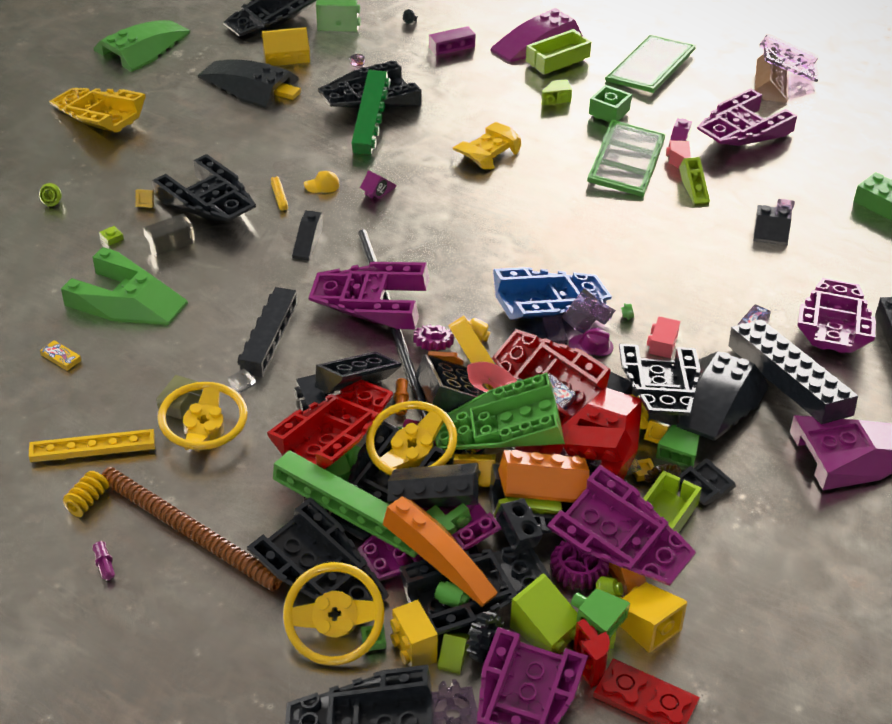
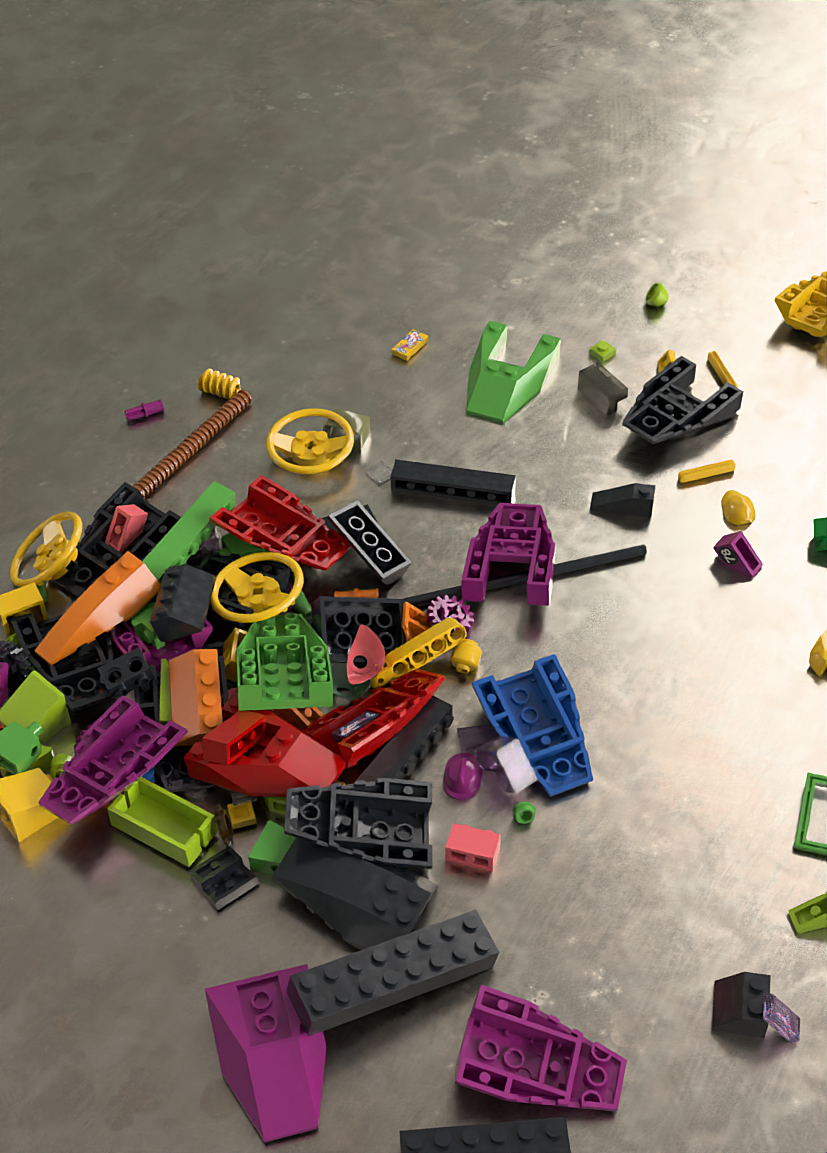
camera: 90 degrees right, 5 degrees up
(91, 445) = (283, 379): yellow plate -> none
(153, 174) = (720, 368): none -> yellow axle
(301, 549) = (125, 526): none -> coral slope
(755, 313) = (527, 961): tile -> none

